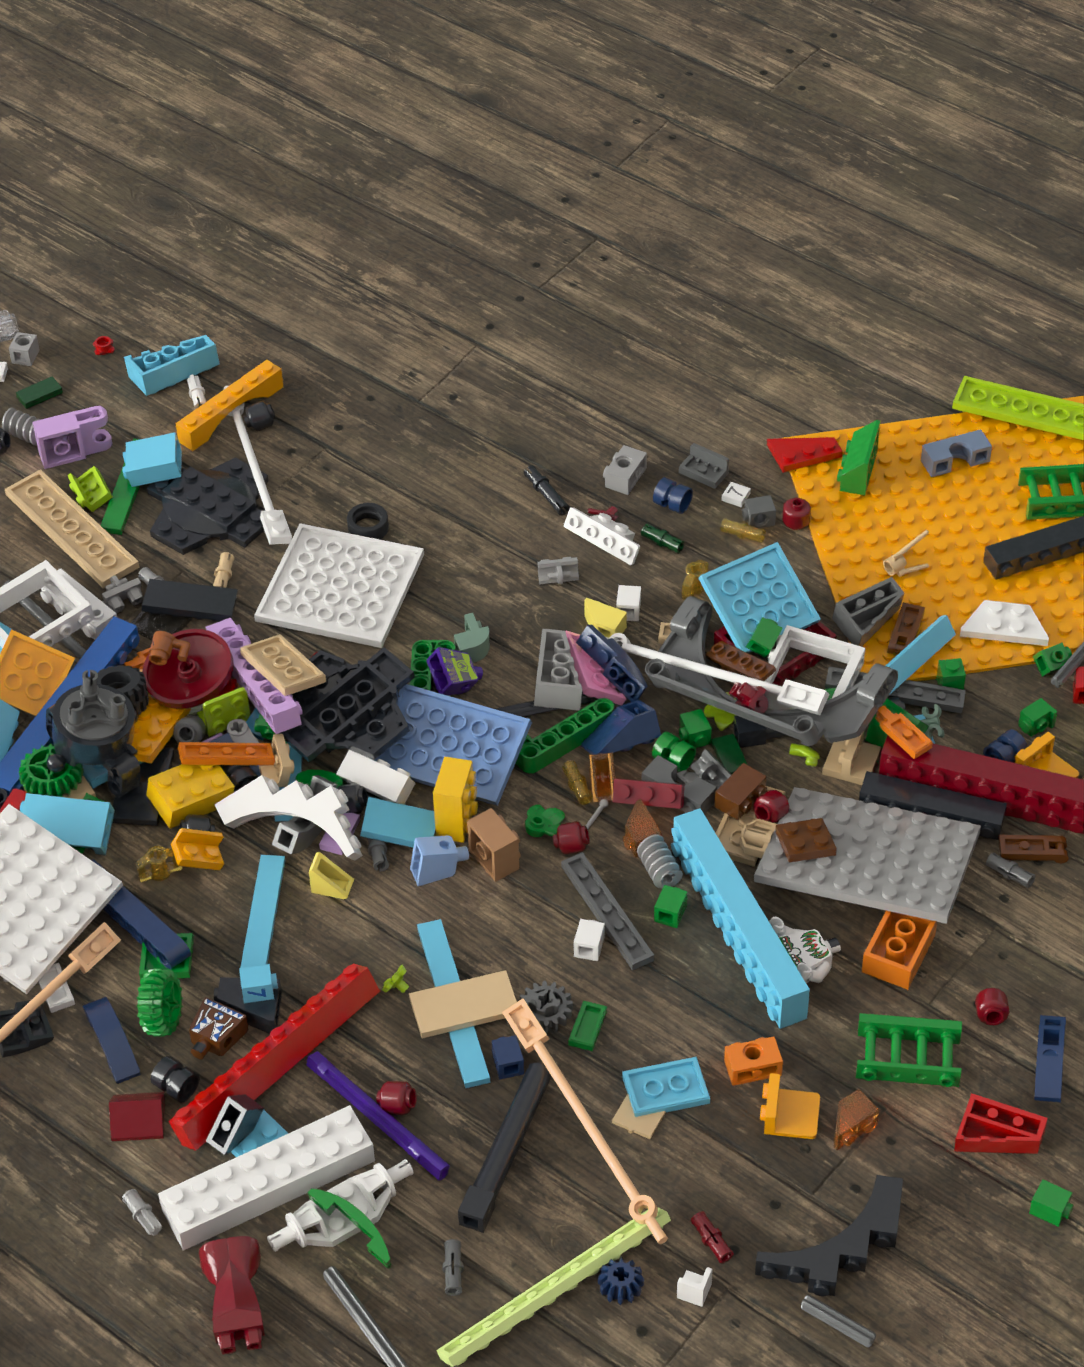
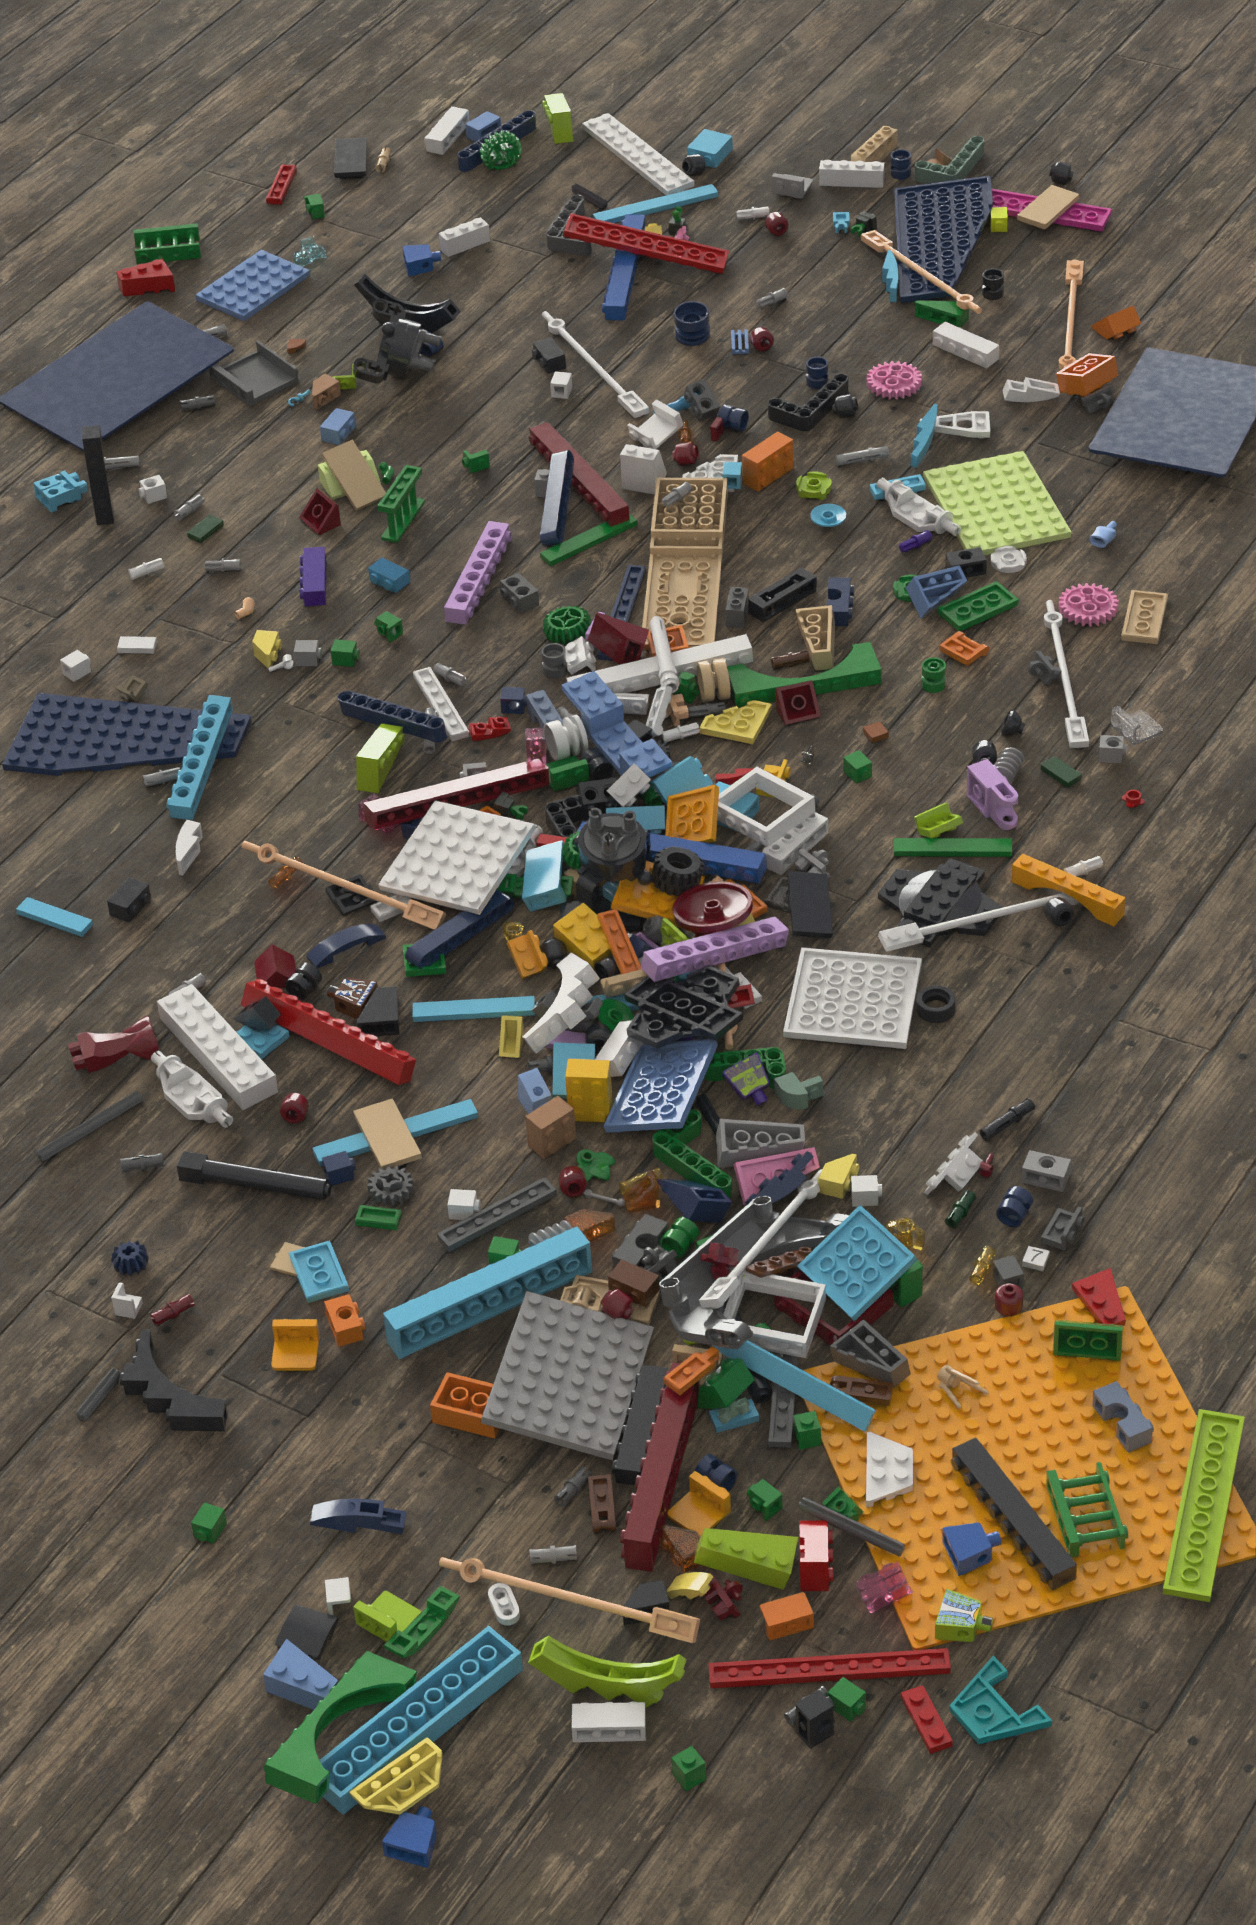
camera: 85 degrees right, 5 degrees down
(71, 528) = (888, 821): tan plate -> none
(146, 574) = (837, 880): light grey pin -> none
(152, 459) = (973, 848): medium azure brick -> none
(159, 1002) = (362, 960): green gear -> none
(162, 647) = (723, 882): dark orange piece -> none
(171, 364) = (1109, 841): medium azure wedge -> none
(223, 571) = (852, 922): tan pin -> none
(257, 983) = (384, 1002): medium azure brick -> none
(282, 665) = (714, 956): tan tile -> none
(329, 1202) = (172, 1099): green slope -> none
(374, 1112) = (271, 1109): dark purple piece -> none
(396, 981) = (410, 1093): lime plant -> none
(533, 1038) = (350, 1174): light nougat bar -> none
(547, 1290) = (128, 1222): yellowish green plate -> none
(558, 570) = (897, 1138): light grey hips -> none
(650, 792) = (624, 1221): dark red plate -> none
(764, 637) = (809, 1269): green brick -> none
(805, 840) = (568, 1321): reddish brown plate -> none
(807, 950) = (458, 1345): white torso -> none
(854, 1117) = (288, 1387): clear orange slope -> none
(915, 1029) = (380, 1430): green fence -> none
(992, 1006) = (412, 1476): dark red head -> none
(999, 1128) = (279, 1480): red wedge -> none

